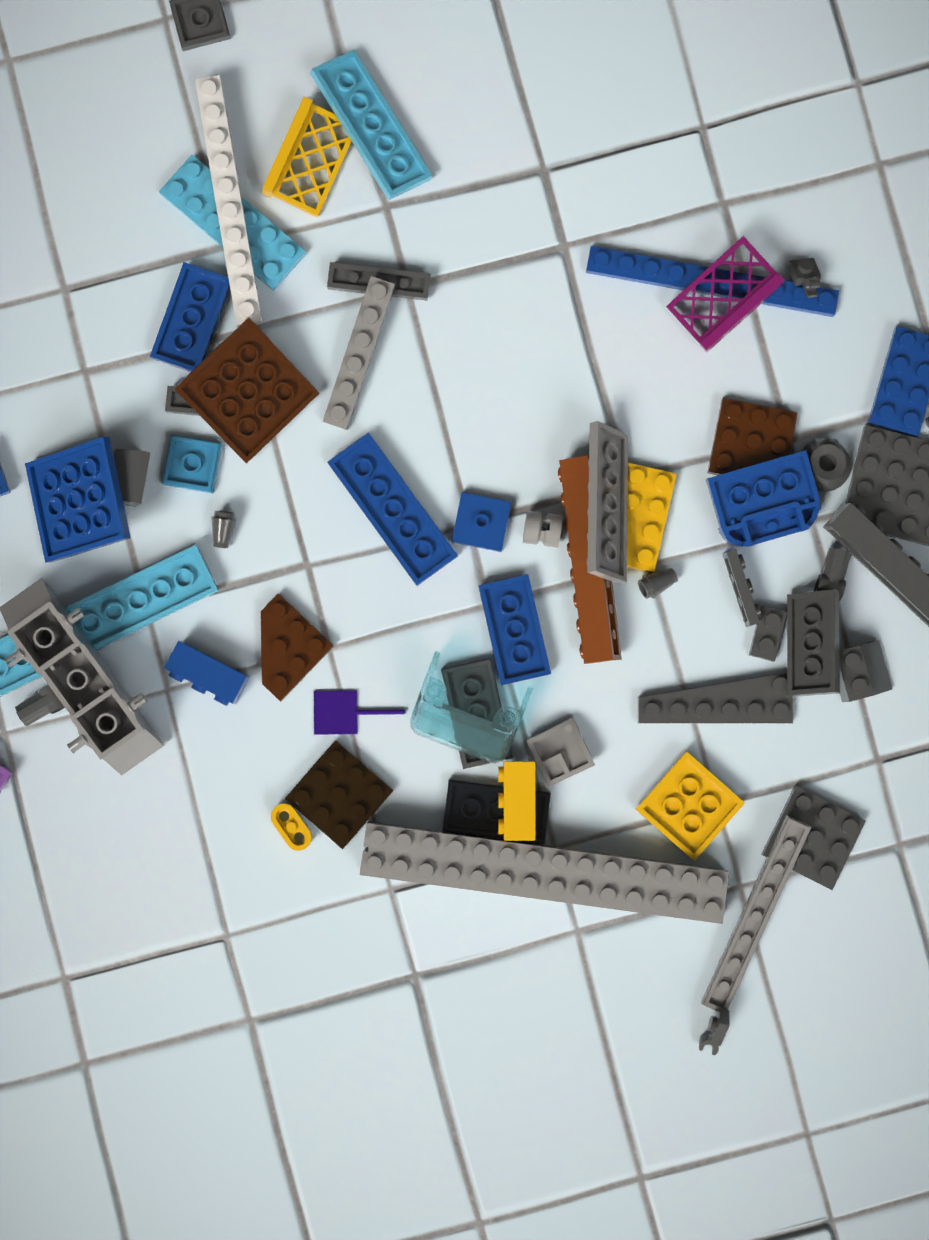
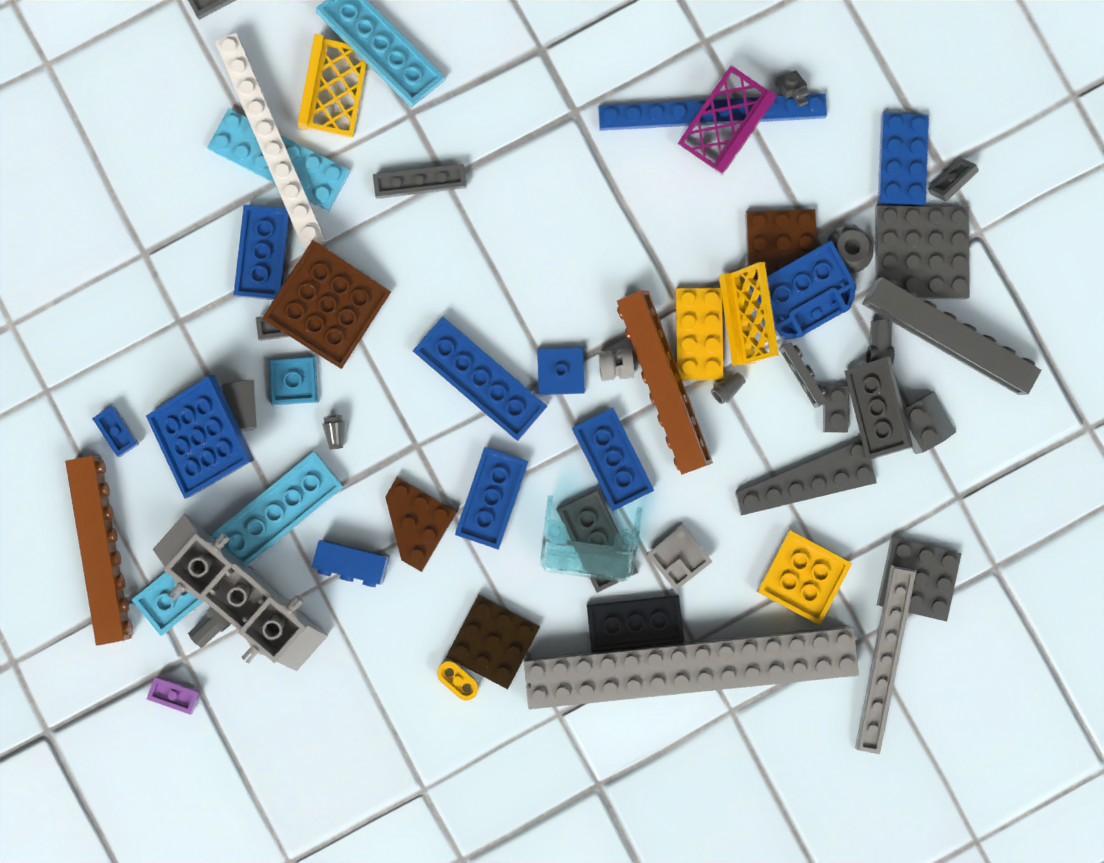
camera: 10 degrees left, 0 degrees up
(337, 712) = (474, 568): dark purple piece -> none
(359, 353) = (417, 248): light grey plate -> none
(374, 640) = (491, 498): none -> blue plate
(517, 800) = (652, 609): yellow brick -> none
(607, 503) = (668, 328): light grey plate -> none
(688, 500) = (739, 317): none -> yellow fence
(718, 1028) = (876, 767): dark grey plate -> none

